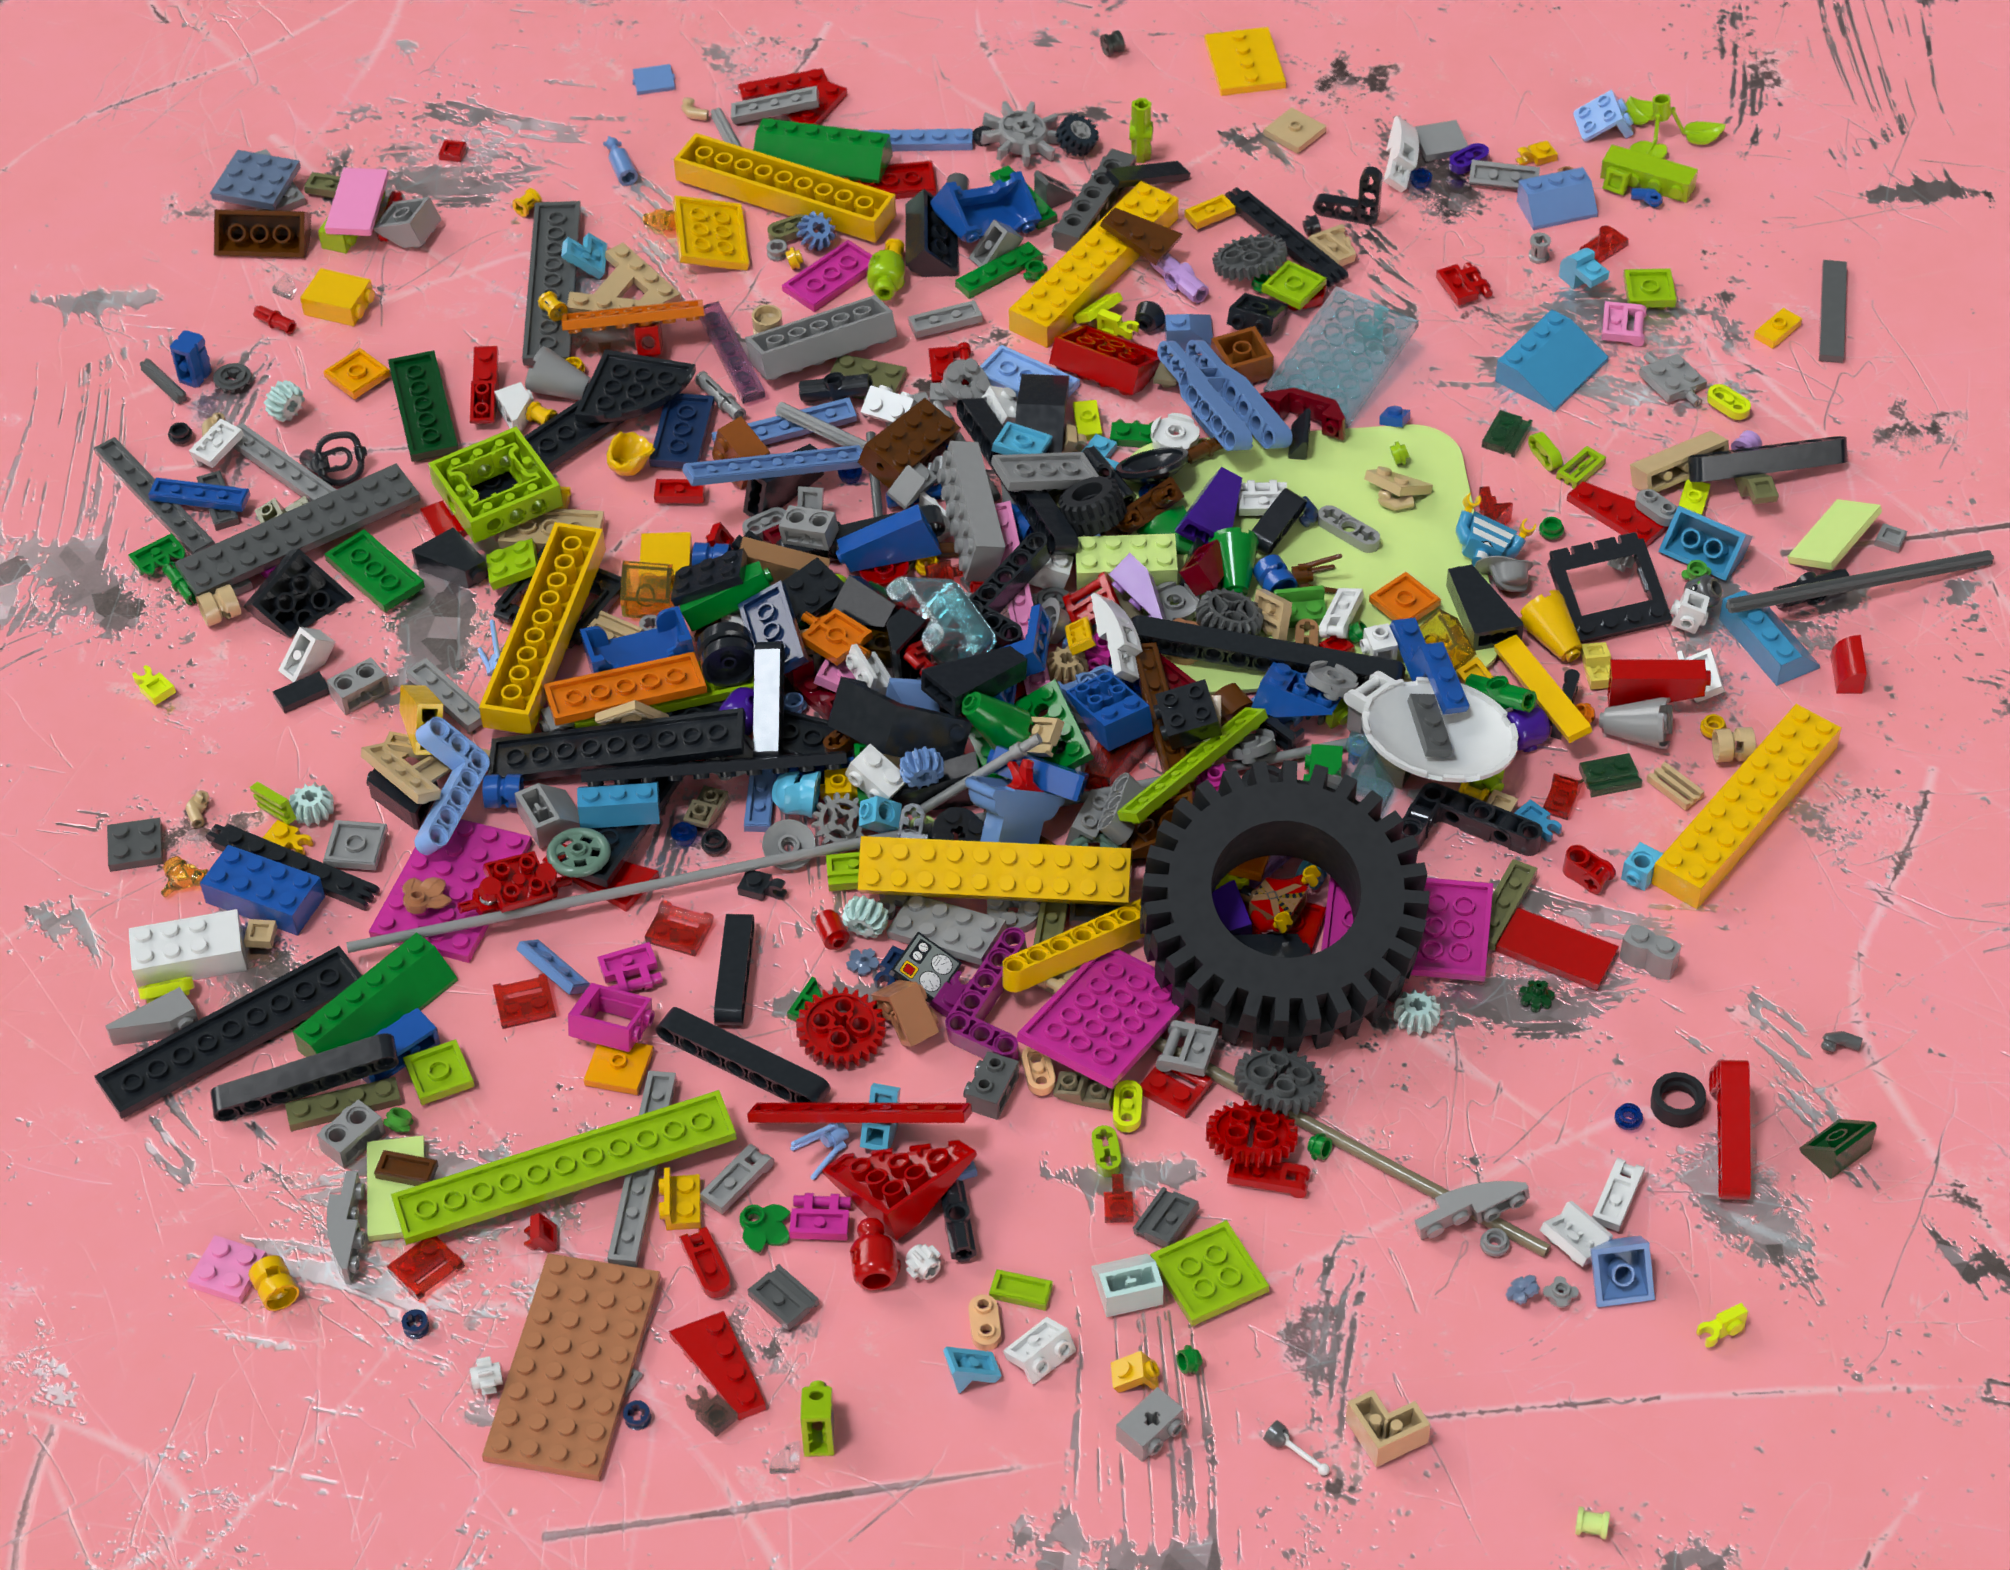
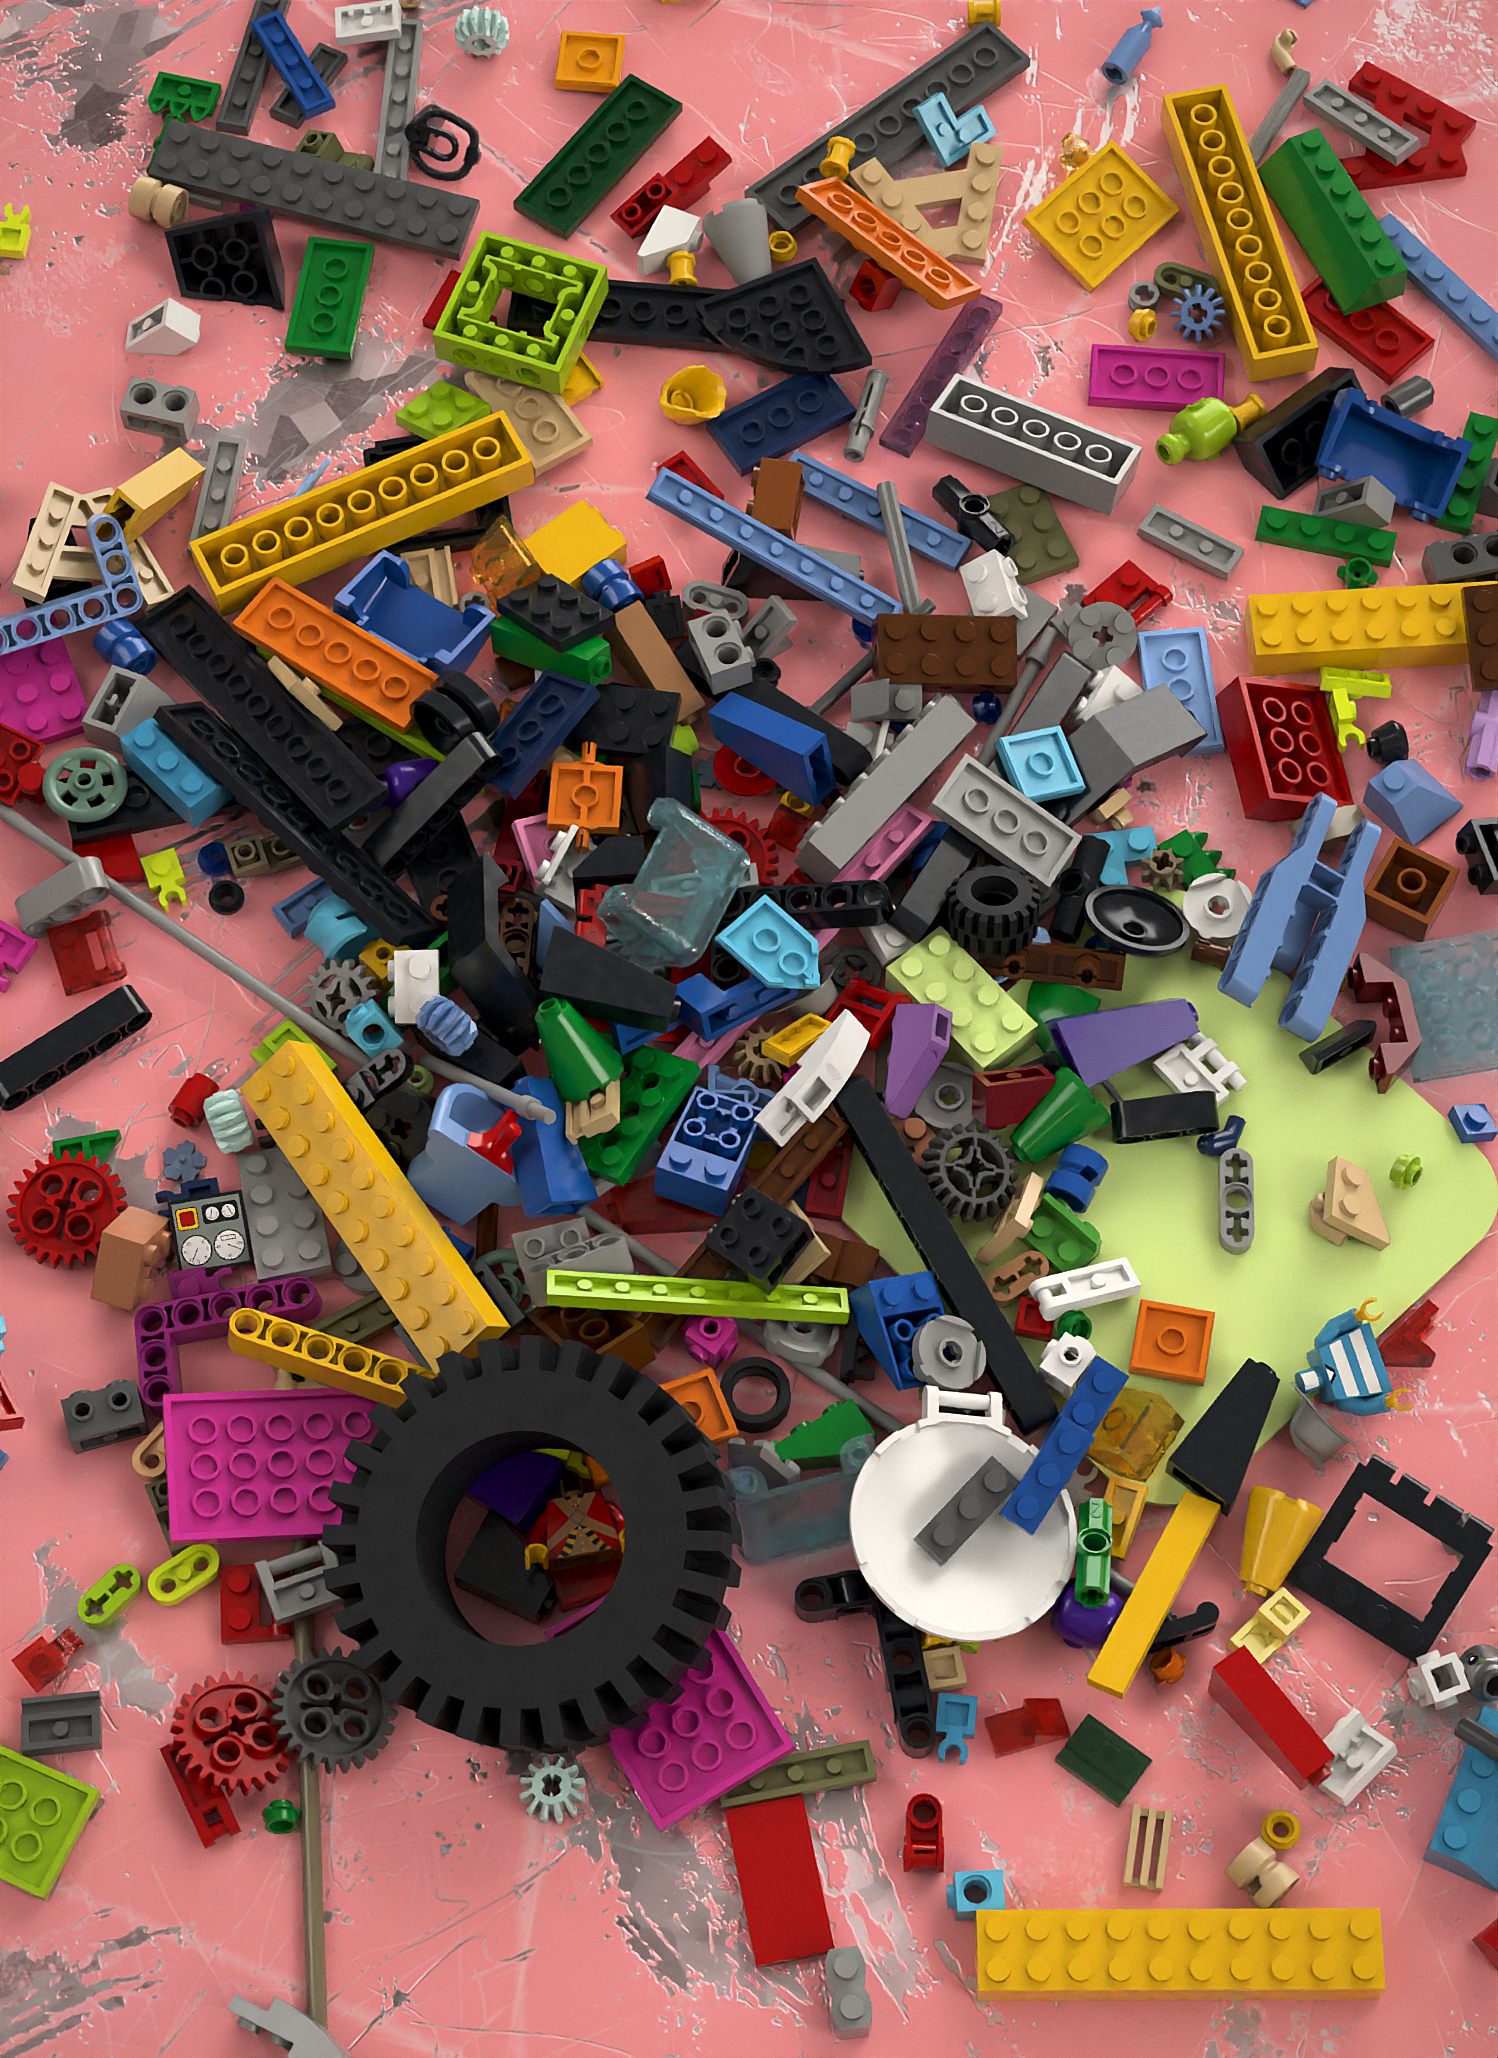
camera: 50 degrees right, 15 degrees up
(301, 692) = (114, 364): black tile -> none
(451, 559) = (404, 353): black slope -> none
(637, 908) = (62, 896): none -> light grey beam
(669, 862) = (165, 876): none -> neon yellow plate
(759, 884) = (203, 984): black plate -> none
(766, 318) = (1008, 372): tan wheel -> none
(787, 833) = (273, 953): light grey dish -> none
(794, 702) = (485, 819): medium blue plate -> none
(1022, 600) = (773, 947): none -> medium azure tile
(1087, 418) = (1169, 800): neon yellow plate -> none
(1128, 442) = (1153, 869): none -> dark tan gear
(1304, 572) = (1115, 1205): reddish brown plant -> none
(1536, 994) = (691, 1912): dark green plant -> none
(1551, 528) = (1448, 1425): green plate -> none
(1640, 722) = (1205, 1744): light grey cone -> none

